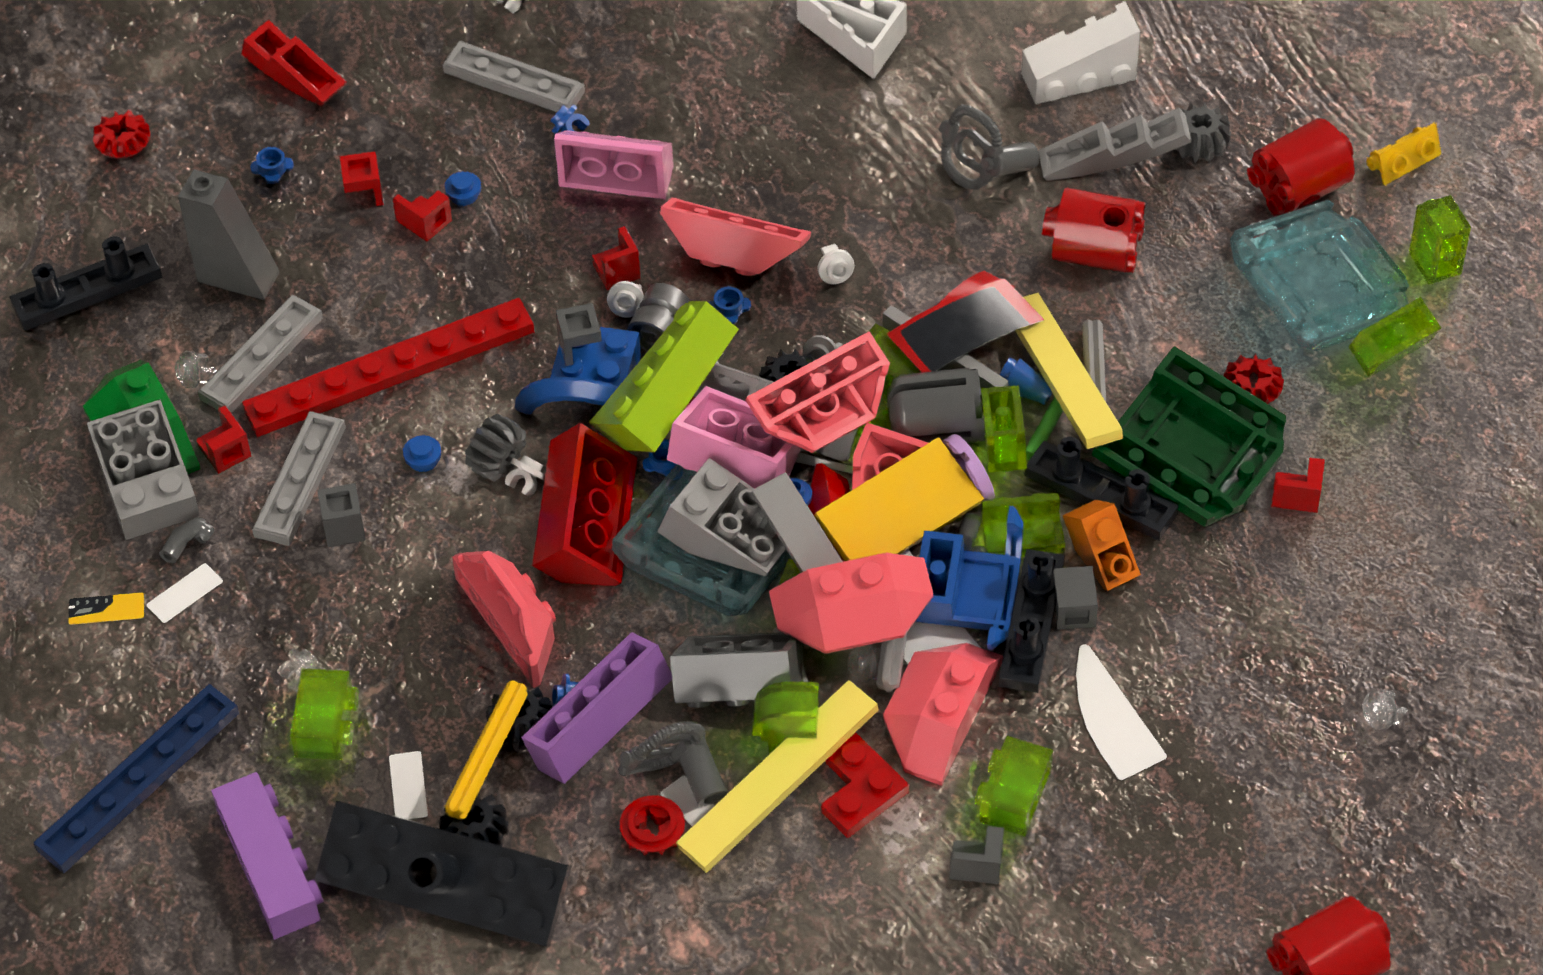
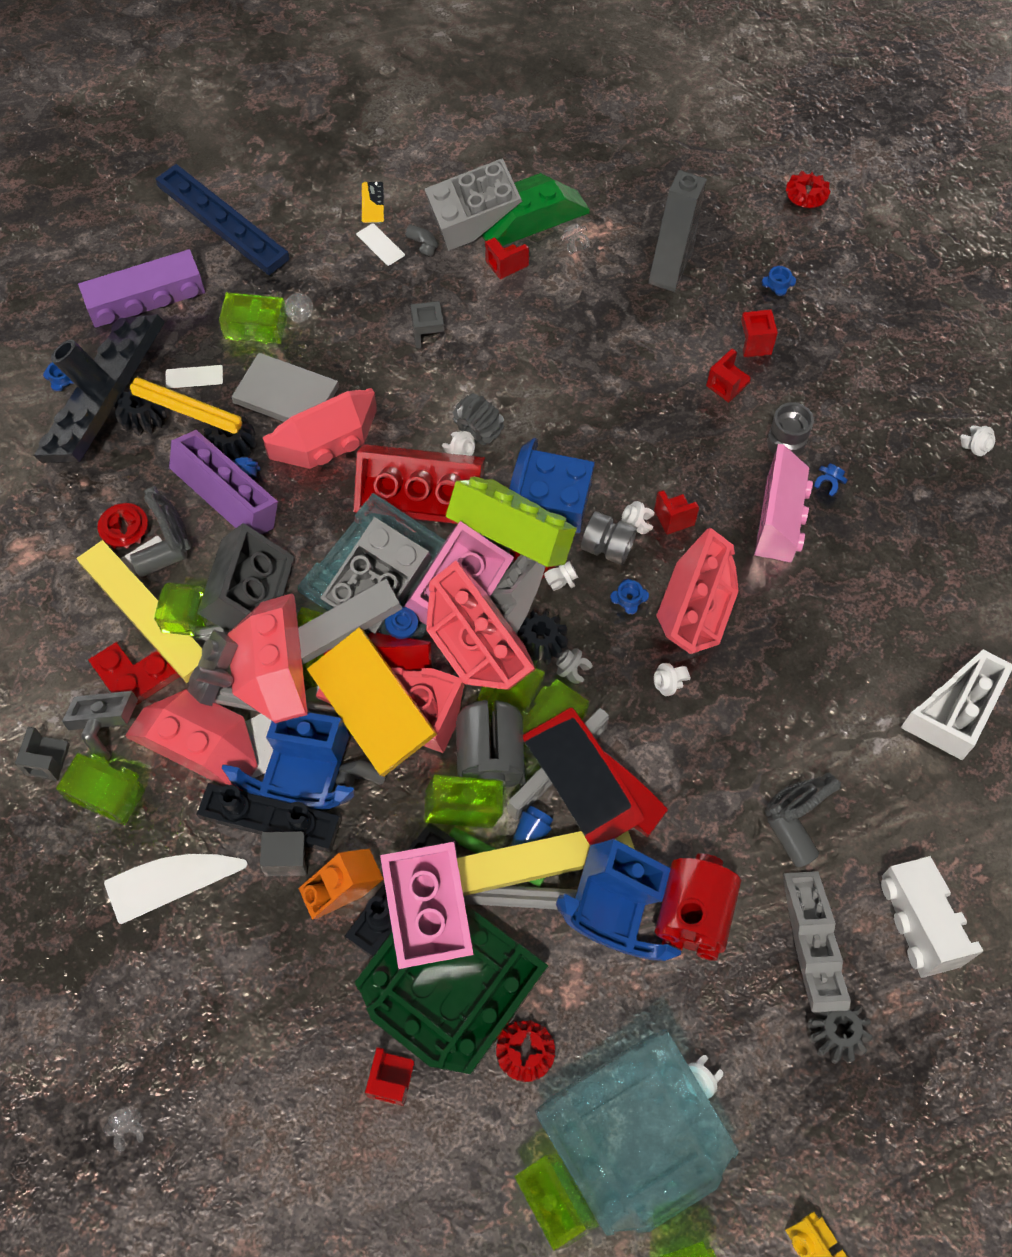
camera: 90 degrees right, 10 degrees up
(84, 287) = (649, 162): black plate -> none
(260, 354) = (592, 280): light grey tile -> none
(291, 64) = (883, 288): red slope -> none
(299, 478) = (475, 306): light grey tile -> none
(388, 367) = (578, 363): red plate -> none
(410, 928) = (56, 377): none -> blue plate
(422, 453) = (488, 379): blue plate -> none
(438, 672) = (282, 388): none -> light grey tile
(463, 188) = (758, 405): blue plate -> none
(508, 151) = (791, 428): none -> flat silver wheel
(512, 77) = (882, 444): light grey tile -> none
(575, 328) = (562, 453): dark grey panel -> none
(869, 665) = (212, 668): none -> flat silver plate
(921, 798) = (99, 711): none -> flat silver plate
(971, 465) = (416, 771): lavender tile -> none
(1041, 523) = (368, 818): clear neon green bracket -> none
(1075, 296) = (613, 897): none -> blue piece
(1135, 429) = (426, 905): none -> bright pink slope
(1302, 166) = (786, 1133): red cylinder -> none

